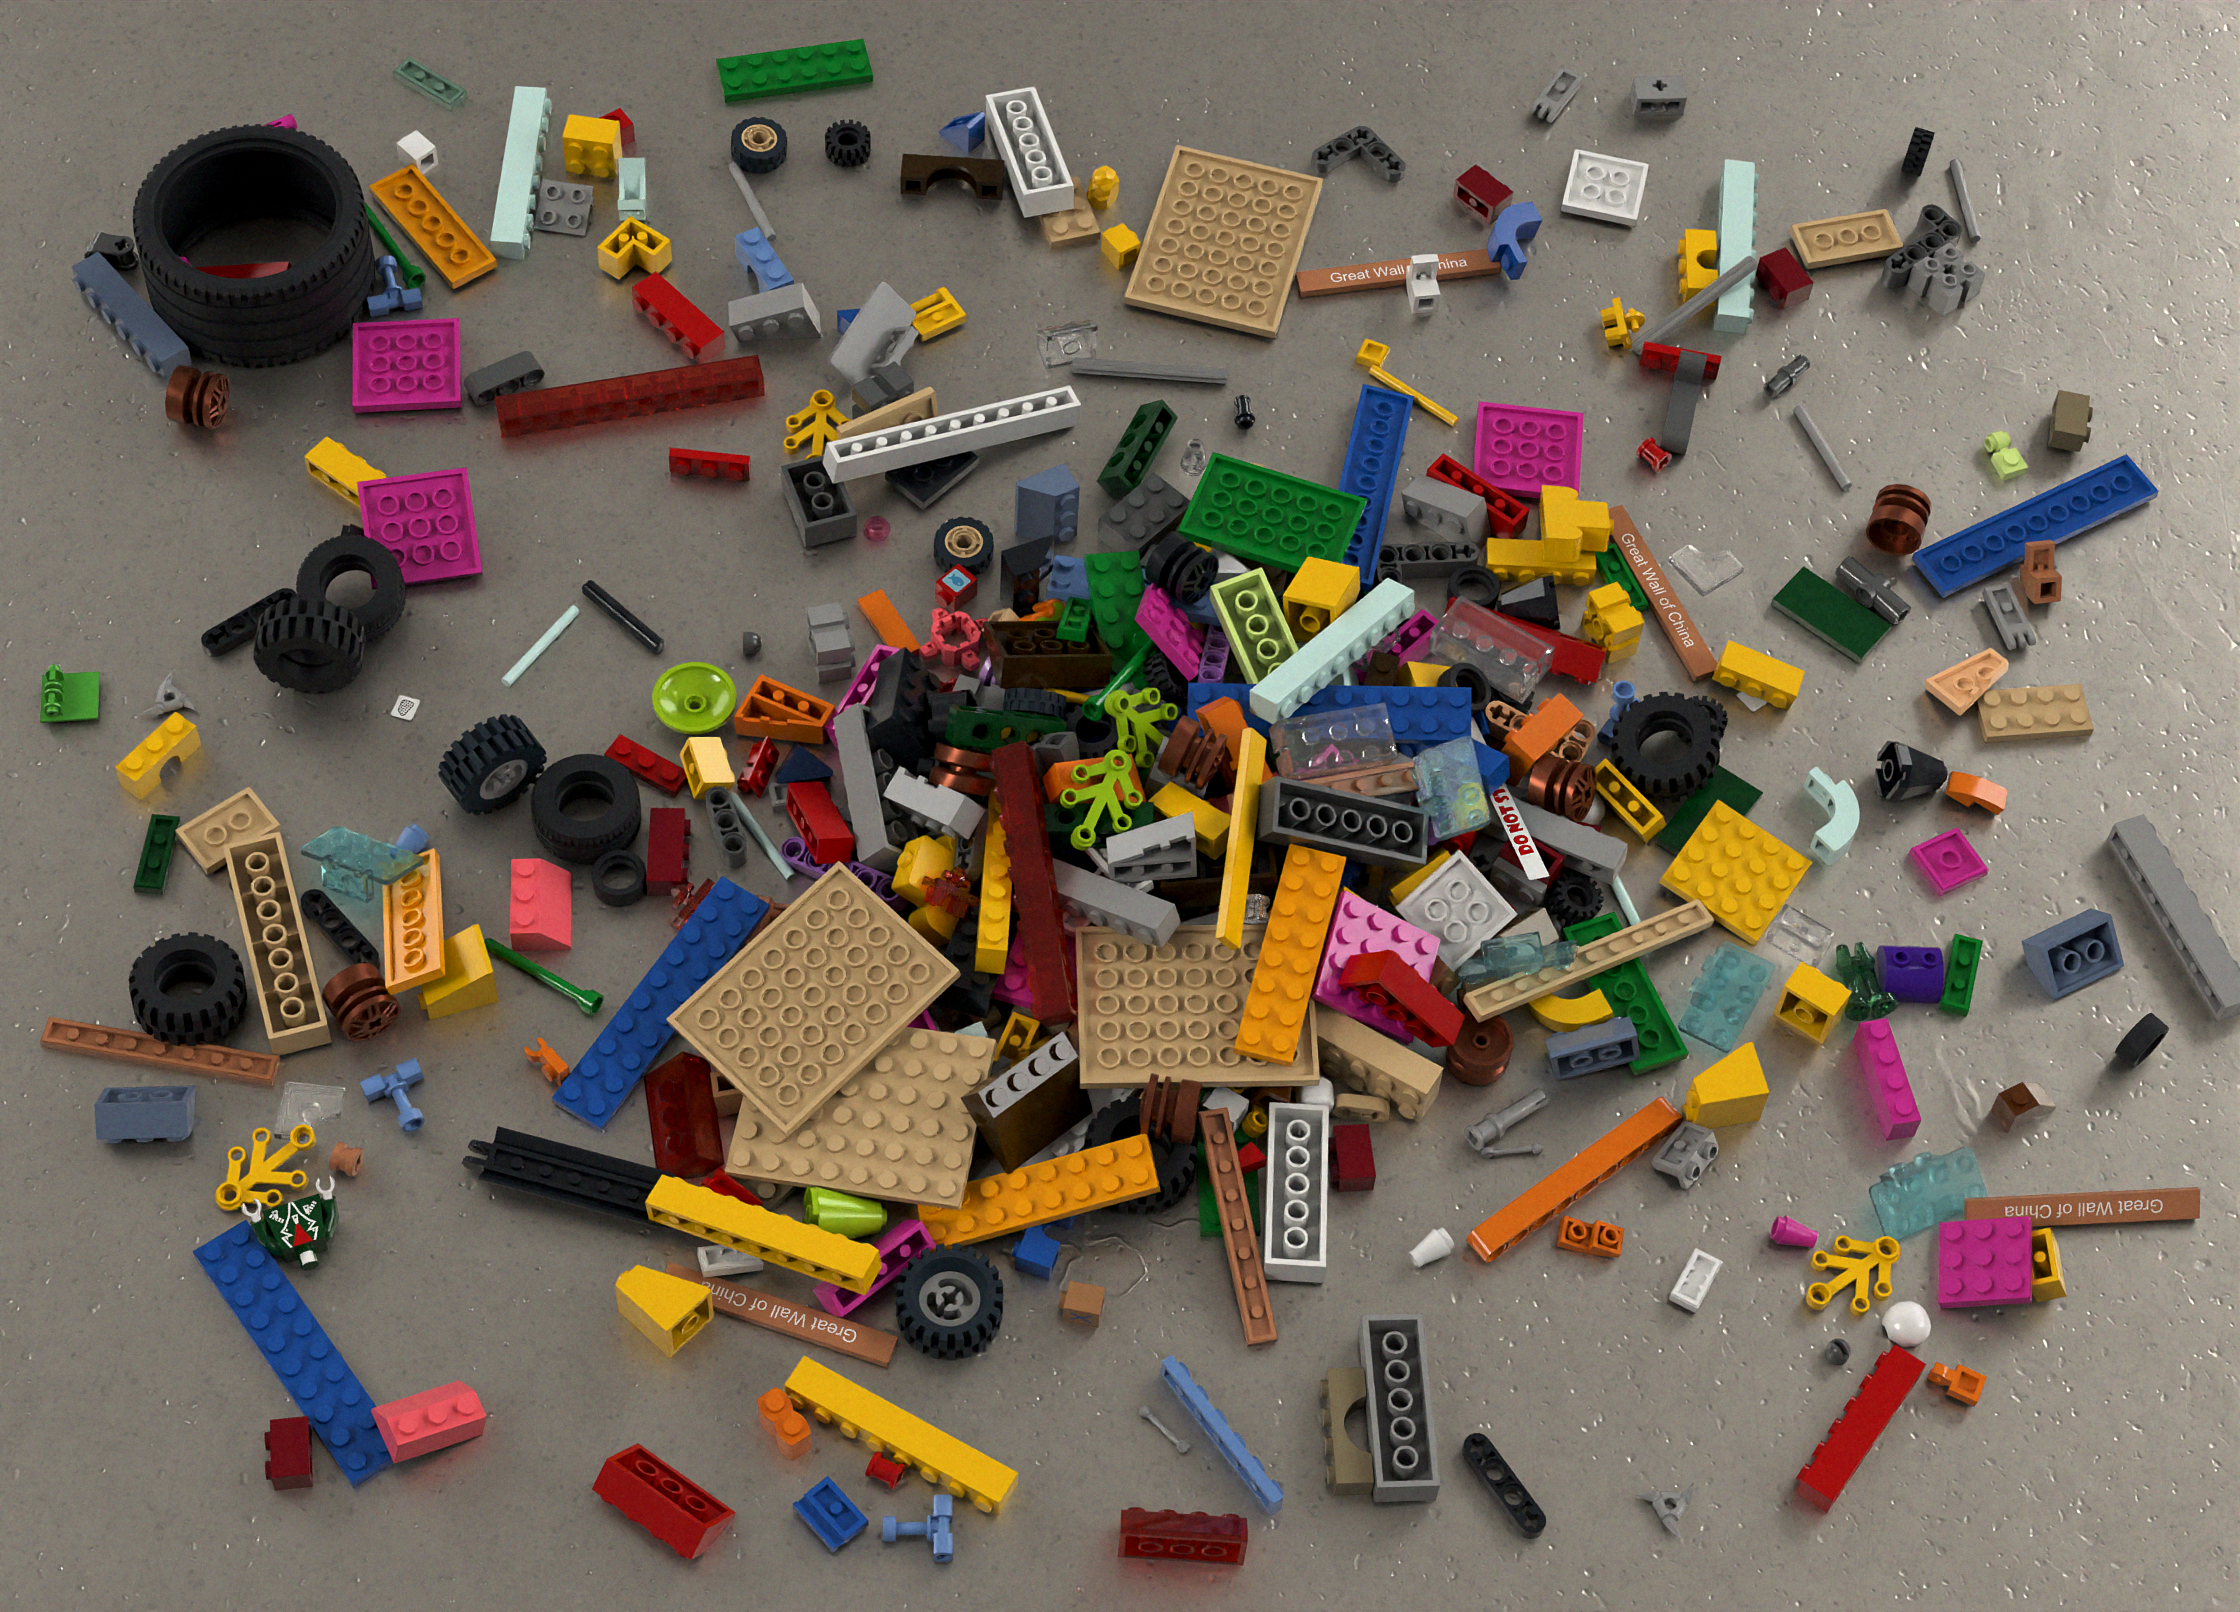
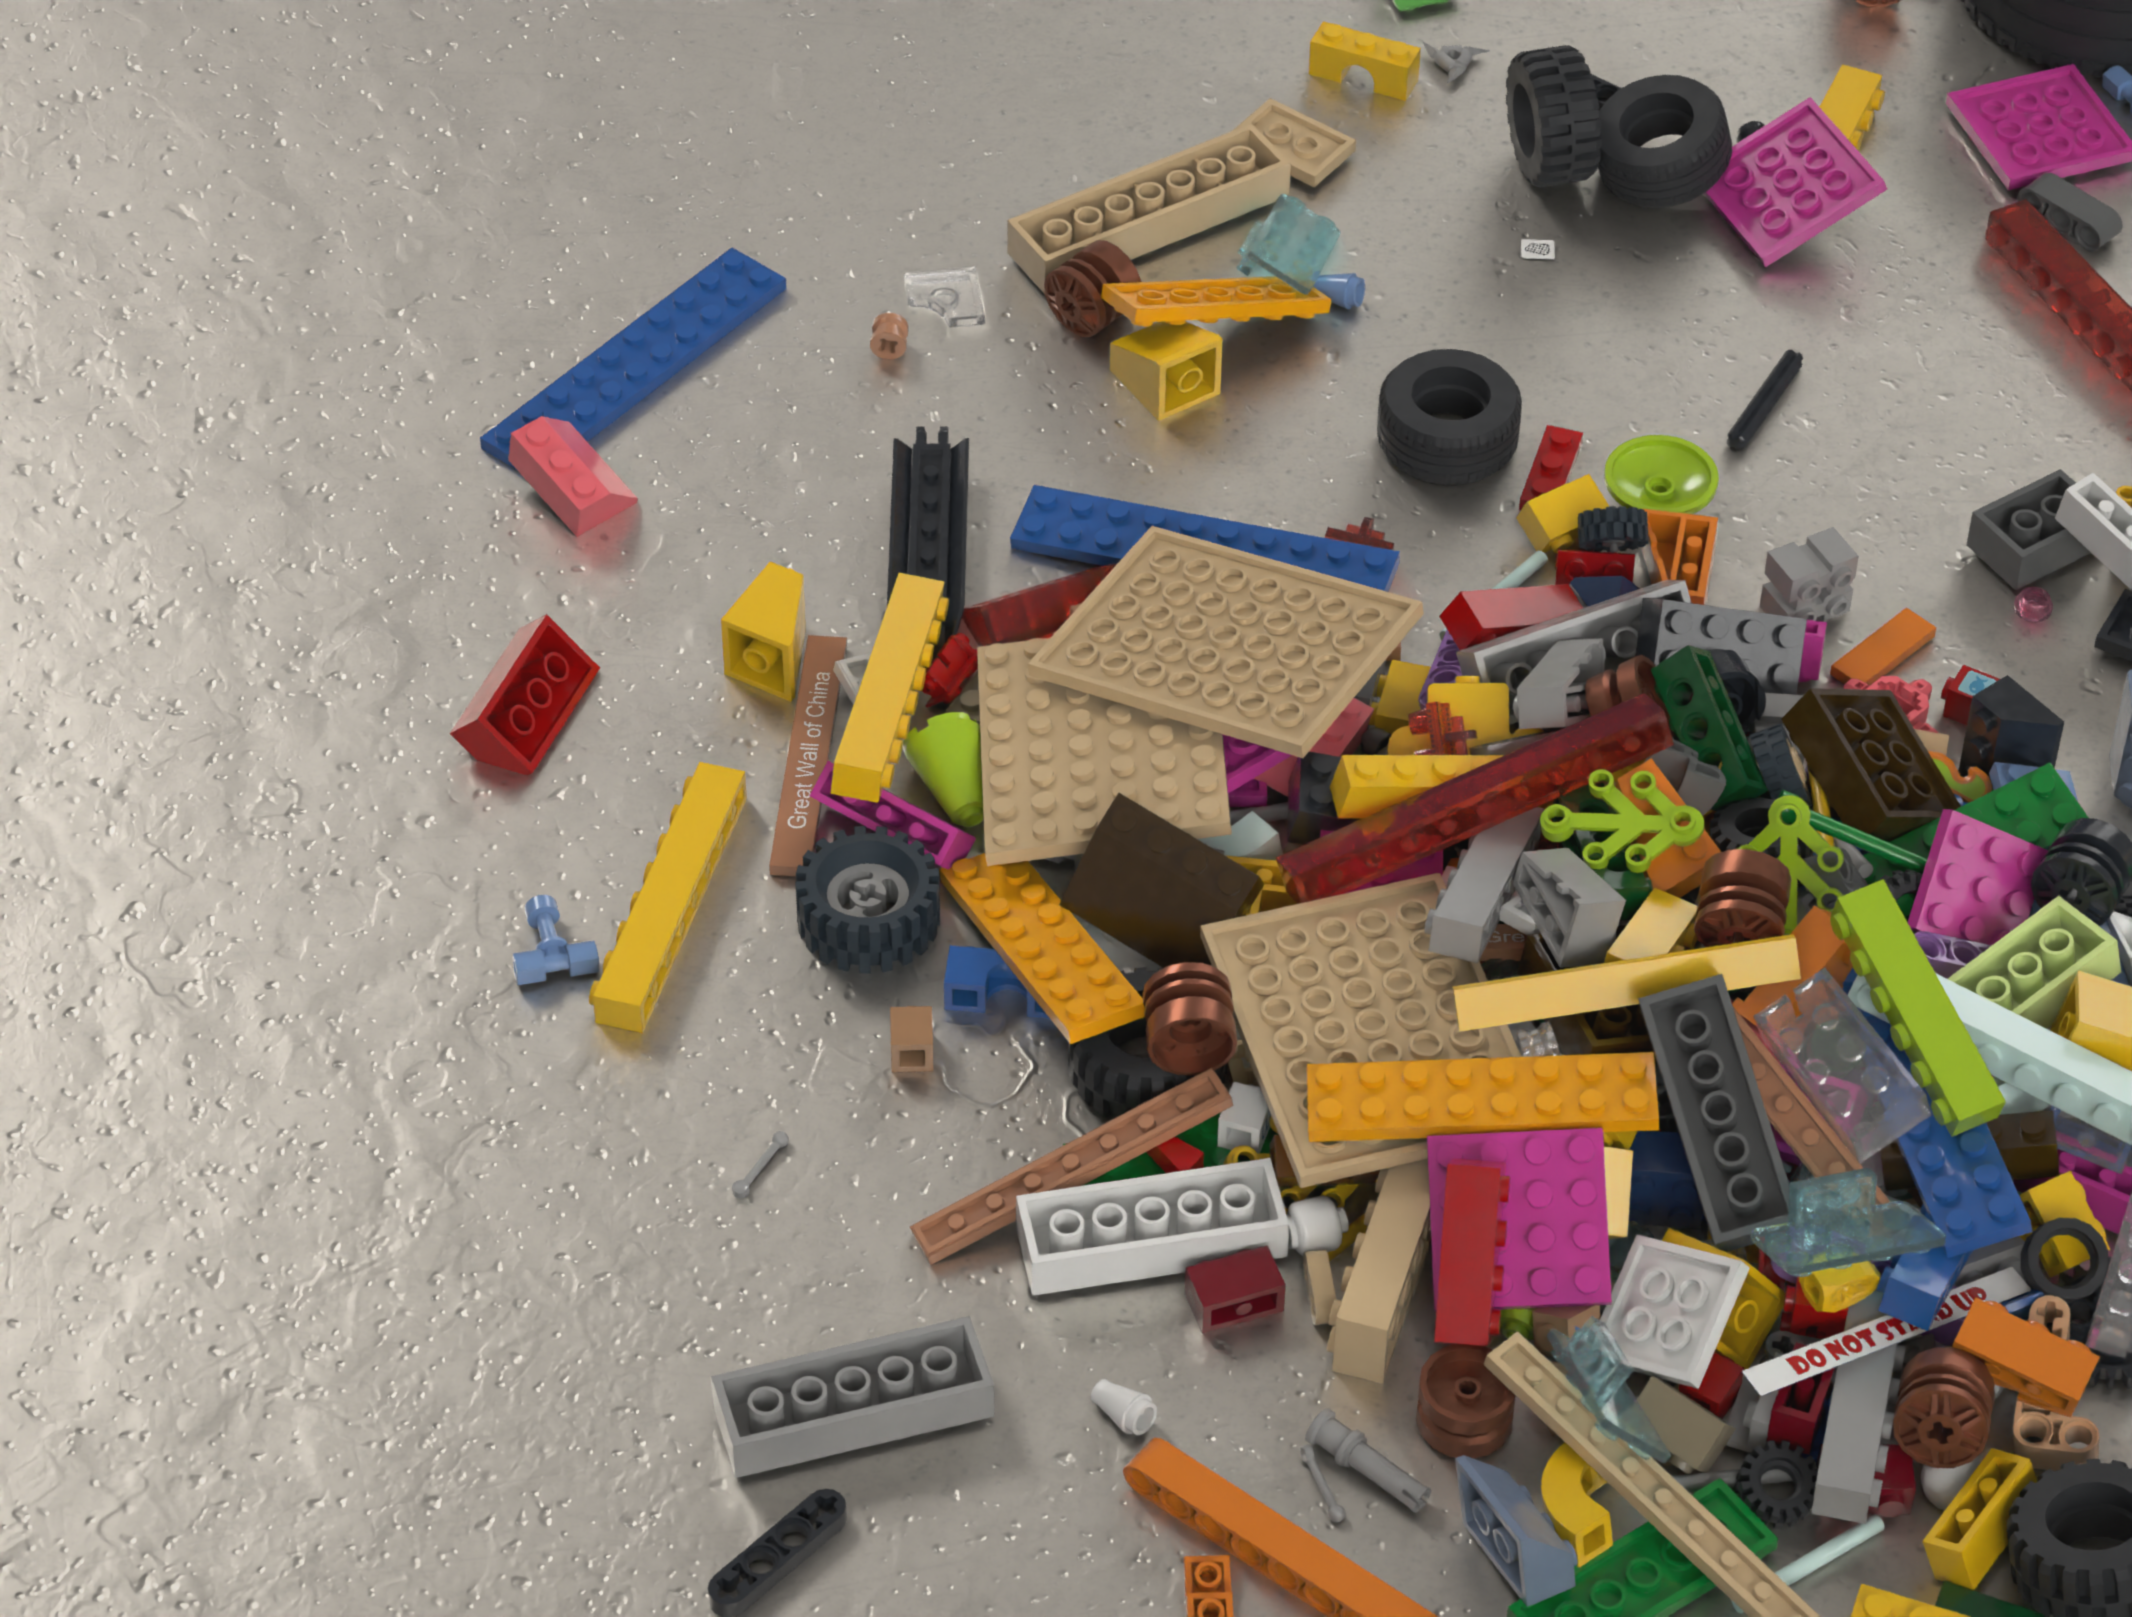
camera: 80 degrees right, 10 degrees down
(145, 1050) = (981, 168): nougat tile -> none
(145, 1113) = (892, 166): sand blue slope -> none
(157, 854) = (1235, 100): dark green tile -> none
(181, 960) = (1057, 118): black tyre -> none
(262, 1171) = (815, 259): yellow plant -> none
(289, 1453) = (501, 379): dark red brick -> none
(297, 1228) = (785, 315): dark green torso -> none
(342, 930) = (1206, 242): black beam -> none
(395, 1087) = (999, 355): medium blue bar -> none
(492, 764) = (1459, 300): black wheel -> none
(540, 646) = (1684, 339): light aqua bar -> none
(540, 906) = (1298, 414): coral slope -> none
(553, 1066) = (1080, 473): orange plate -> none
(588, 1000) = (1184, 489): green piece -> none
(617, 859) = (1369, 496): black tyre -> none
(667, 850) = (1428, 507): dark red brick -> none
(709, 464) = (2042, 421): red plate -> none
(730, 837) = (1486, 554): dark grey beam -> none
(748, 739) = (1613, 529): none -> black wheel
(751, 642) = (1782, 520): dark grey hinge -> none
(780, 1421) = (653, 781): orange brick -> none
(830, 1514) = (547, 853): blue plate -> none
(885, 1470) = (619, 891): red bush -> none
(965, 533) = (2057, 684): black wheel -> none
(1075, 620) = (1937, 784): green tile -> none
(1182, 1536) = (602, 1194): clear red slope -> none
(1216, 1427) = (760, 1217): medium blue plate -> none
(1317, 683) = (1916, 1008): none -> lime brick
(1350, 1466) = (802, 1337): dark tan arch -> none

